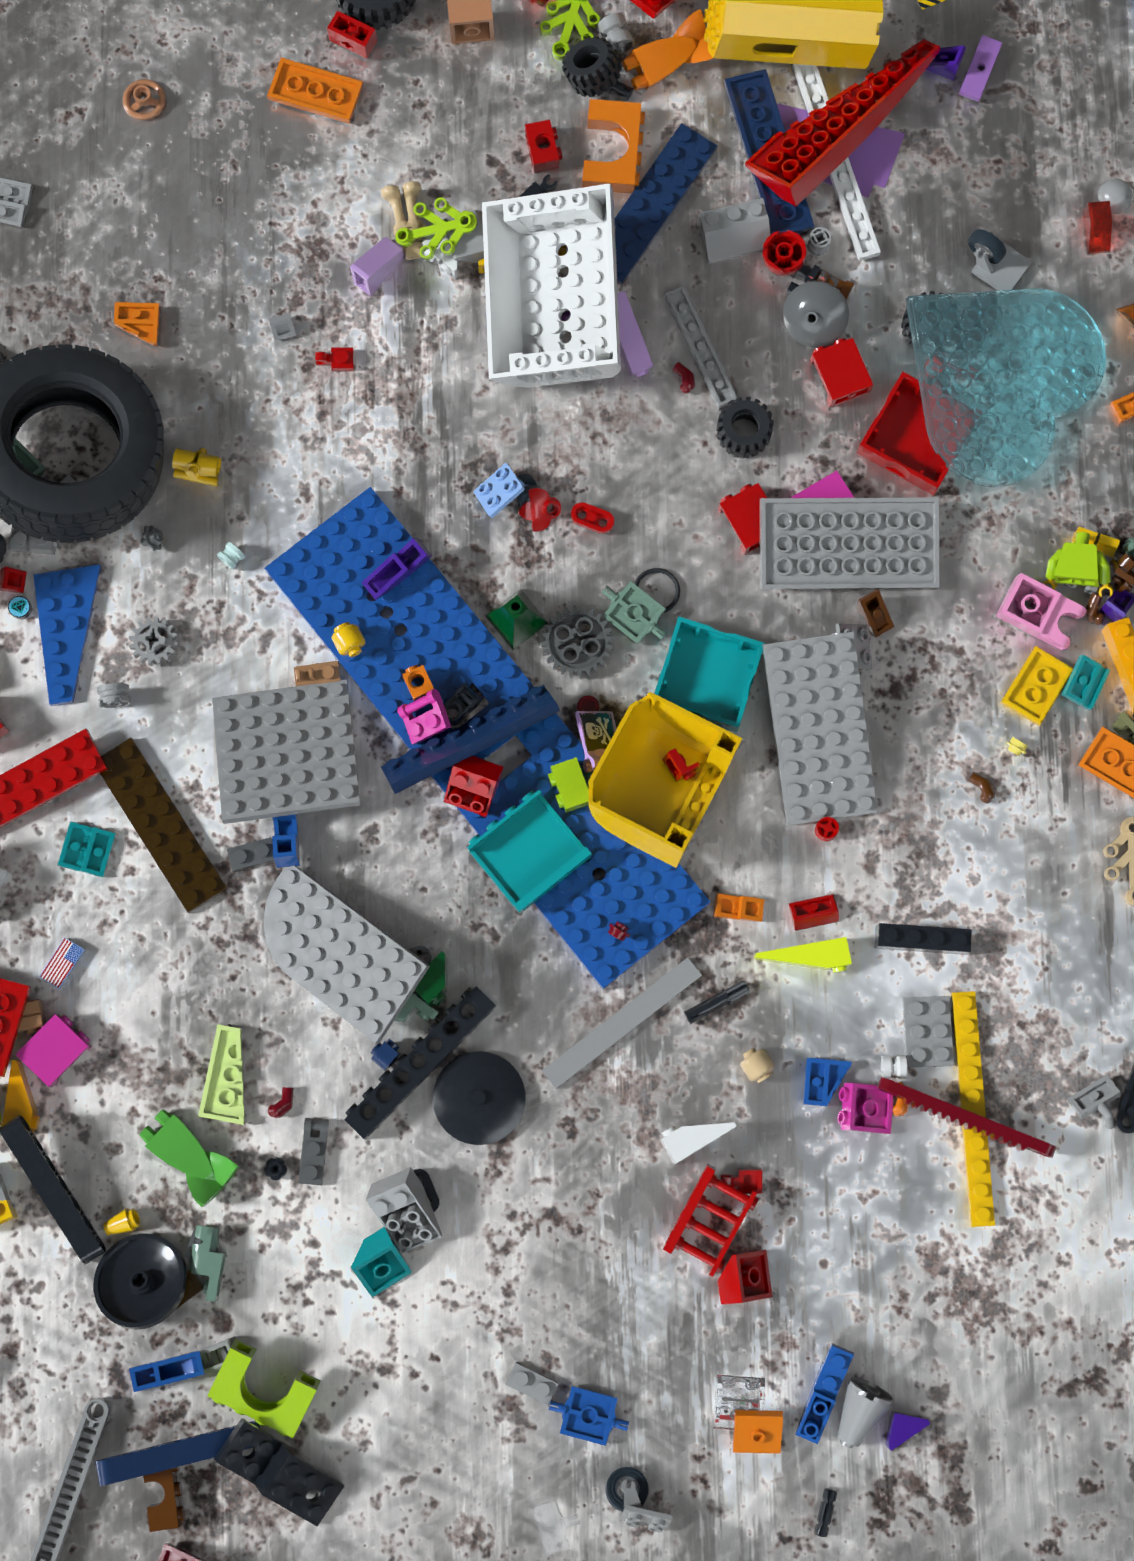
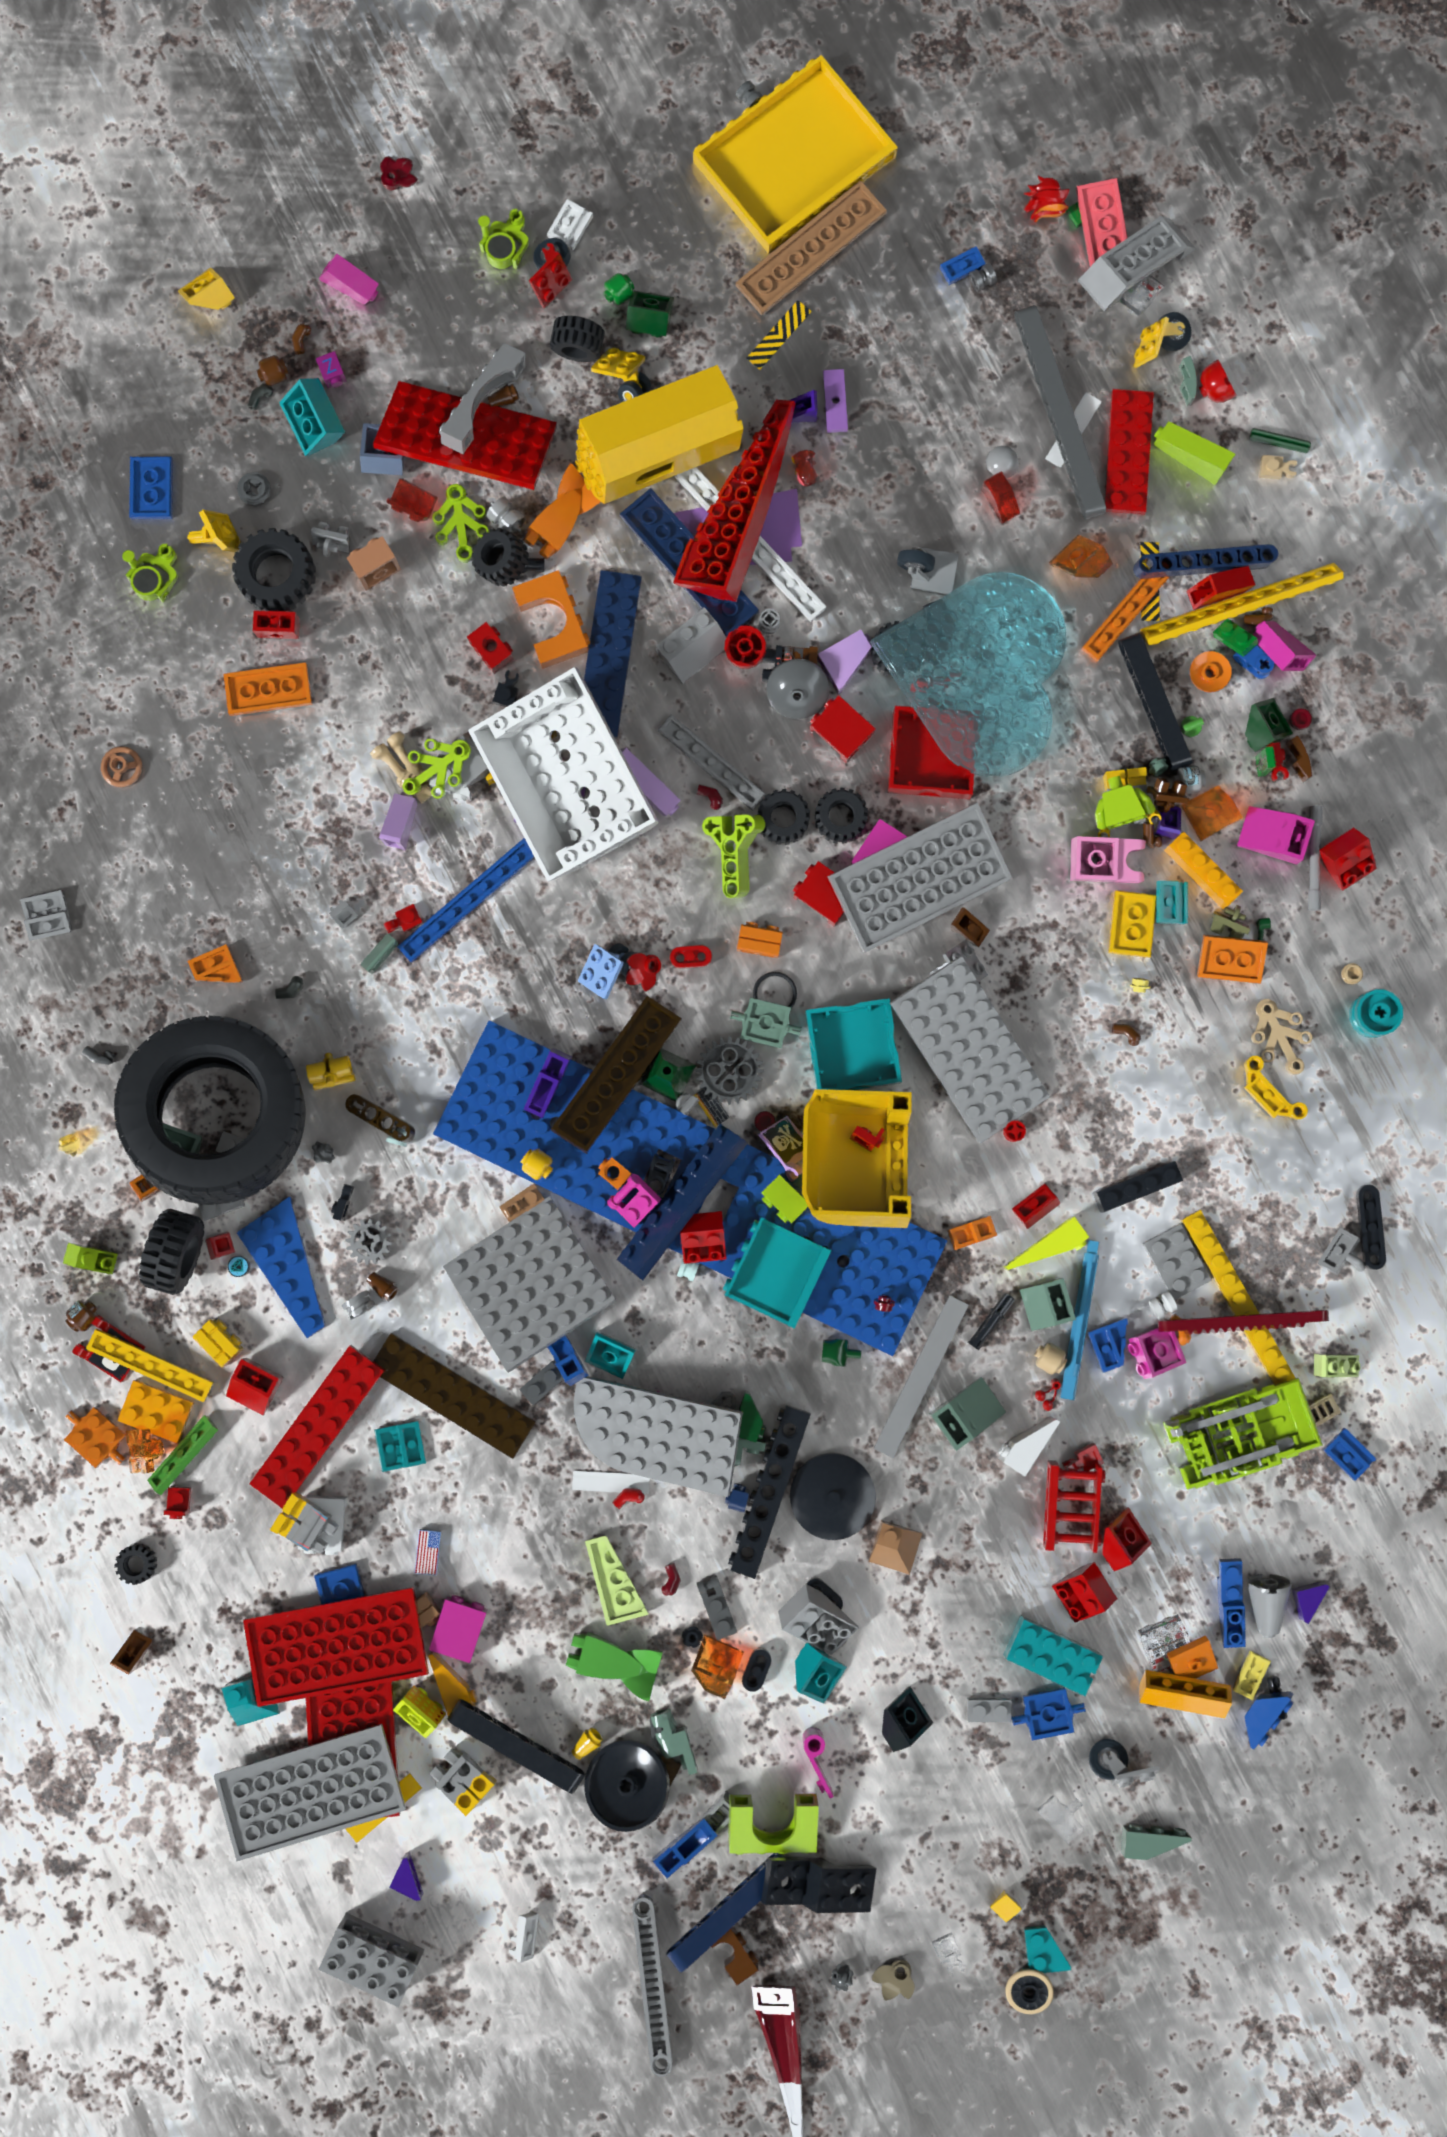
camera: 25 degrees left, 5 degrees up
(144, 596) = (341, 1207): none -> black plate
(146, 691) = (382, 1286): none -> reddish brown cone
(200, 374) = (292, 989): none -> pearl dark grey arm
(222, 529) = (380, 1117): none -> dark brown beam
(270, 981) = (608, 1481): none -> white sticker
(282, 1001) = (630, 1495): none -> red arm
(284, 1207) = (716, 1666): none -> clear orange slope
(298, 380) = (379, 953): none -> sand green slope
(322, 1230) = (756, 1669): none -> black plate
(330, 857) = (610, 1355): none -> teal slope
(341, 1330) = (814, 1746): none -> dark pink door
(404, 369) = (466, 901): none -> blue tile
(443, 1351) = (904, 1720): none -> black slope
(445, 812) = (688, 1270): none -> light aqua wheel
(466, 592) = (616, 1074): none -> dark brown plate
(516, 1177) = (895, 1547): none -> medium nougat slope
(520, 653) = (686, 1103): none -> light grey plate
(543, 672) = (712, 1109): none -> black sticker
(551, 960) = (837, 1352): none -> dark green piece
(620, 1359) = (1052, 1655): none -> teal piece
(650, 1079) = (967, 1413): none -> sand green slope
(666, 533) = (759, 940): none -> orange brick
(682, 1312) = (1085, 1592): none -> red slope
(687, 425) = (725, 838): none -> lime beam
(730, 1098) = (1041, 1395): none -> red piece
(734, 1461) = (1185, 1694): none -> light orange brick
(779, 1010) = (1047, 1304): none -> sand green slope
(801, 434) = (845, 798): none -> black tyre
(804, 1043) = (1079, 1325): none -> dark azure piece
(804, 1522) = (1265, 1715): none -> blue slope
(810, 1476) = (1251, 1675): none -> light yellow plate
(875, 308) = (844, 659): none -> lavender slope
(921, 116) = (804, 467): none -> clear red animal
(957, 1231) = (1281, 1425): none -> lime piece
(980, 1248) = (1321, 1419): none -> tan slope
(1012, 1303) = (1349, 1454): none -> blue plate
(1039, 1207) = (1336, 1365): none -> yellowish green slope
(1093, 909) = (1267, 1094): none -> yellow plate

